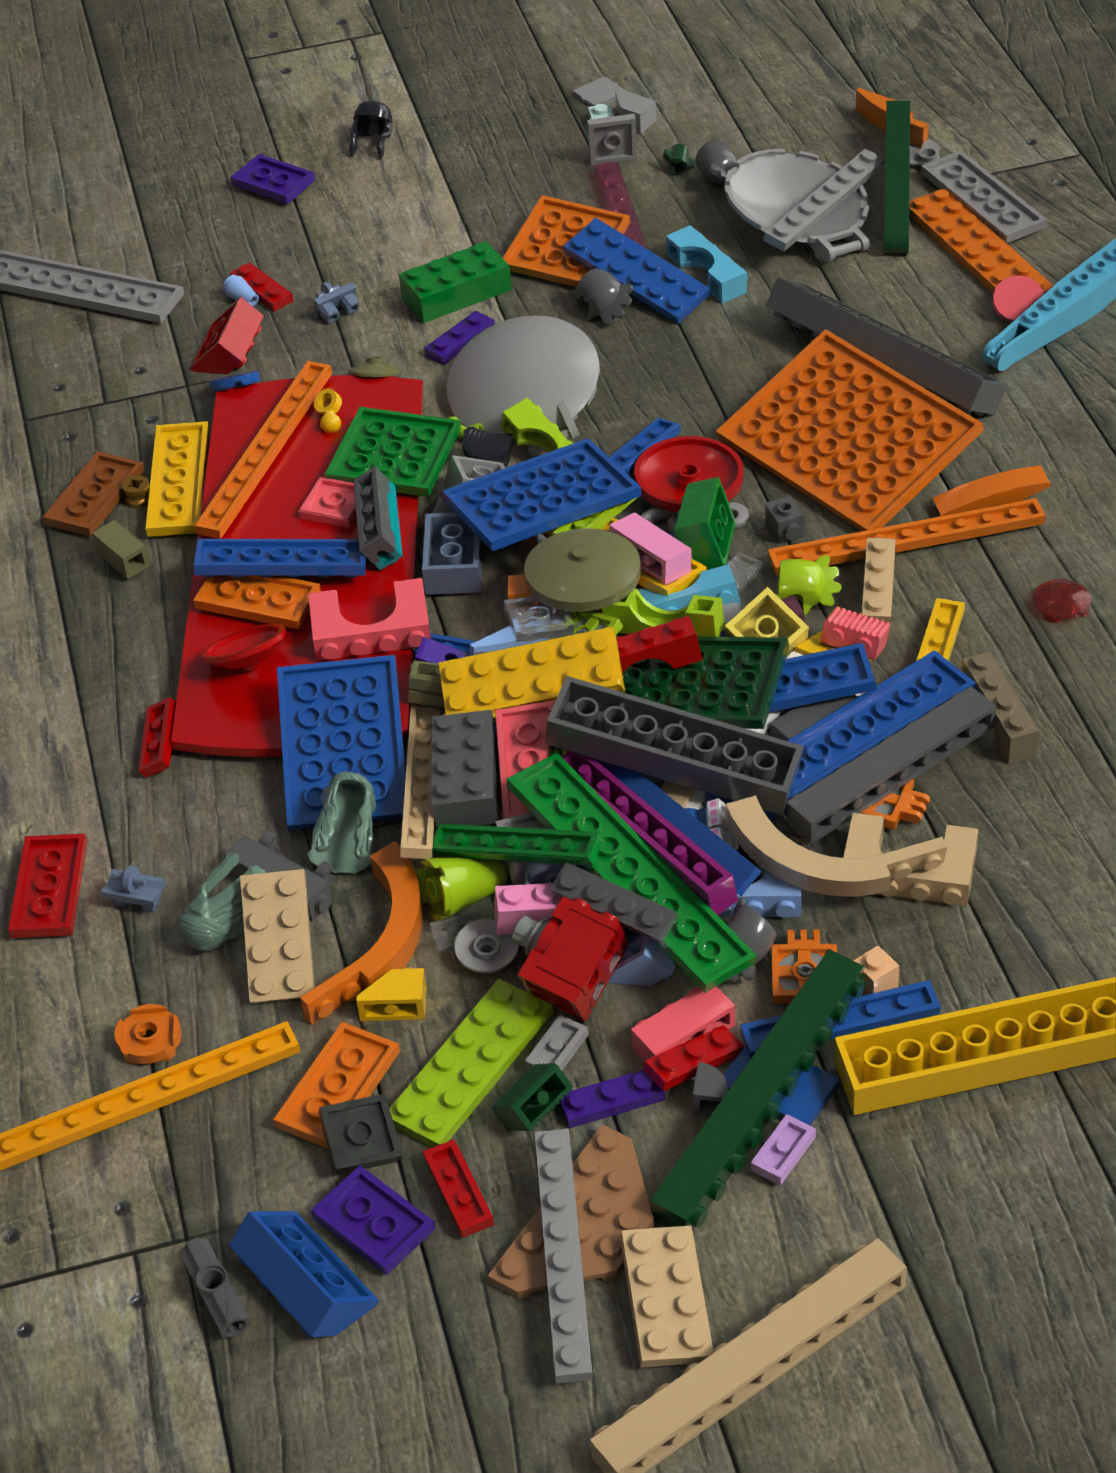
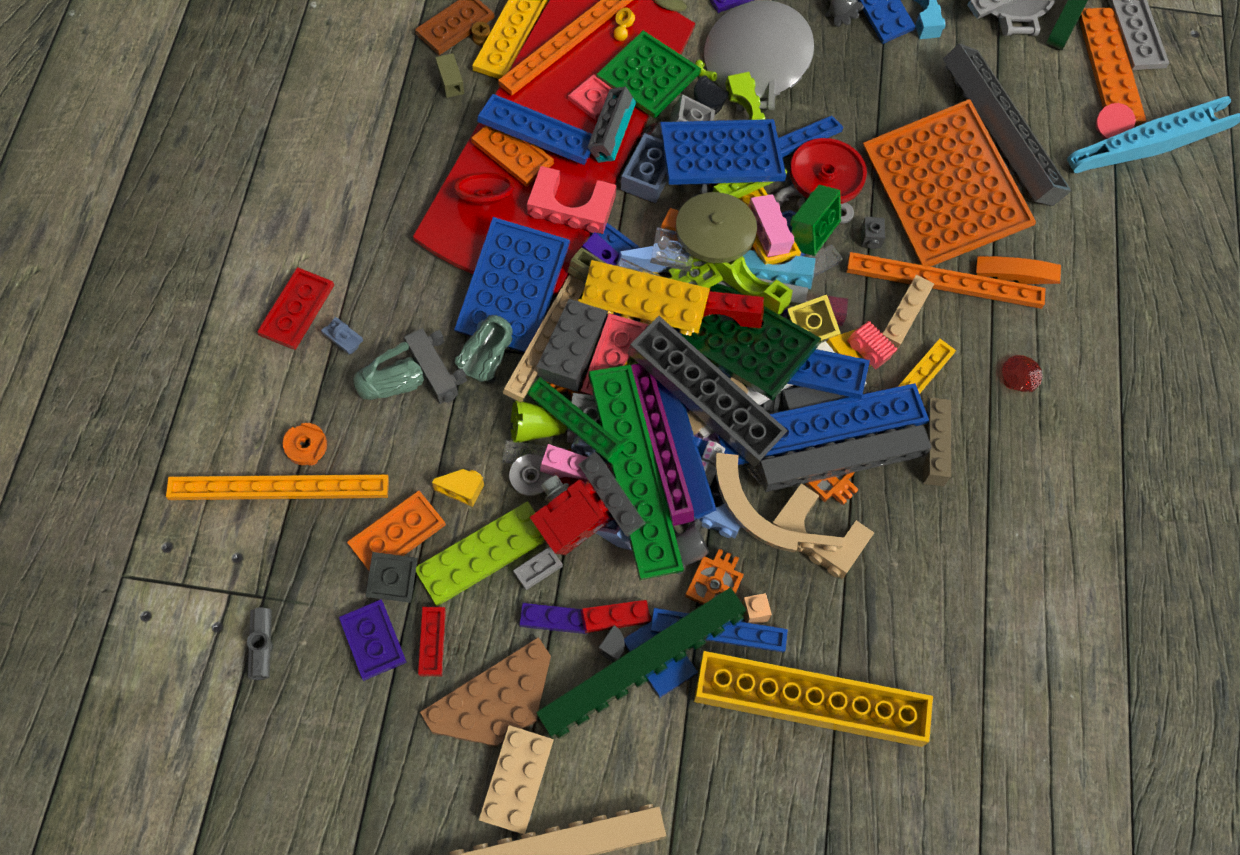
camera: 15 degrees right, 20 degrees up
(157, 737) = (404, 234): red plate -> none
(277, 936) = (406, 414): tan plate -> none
(301, 1272) = (315, 657): blue slope -> none
(390, 951) = (475, 449): orange arch -> none
(532, 1097) = (503, 601): dark green brick -> none
(563, 1257) = (467, 724): light grey plate -> none
(682, 1021) = (619, 589): coral brick -> none
(783, 1149) = (637, 708): lavender plate -> none
(808, 581) = (862, 289): lime piece -> none

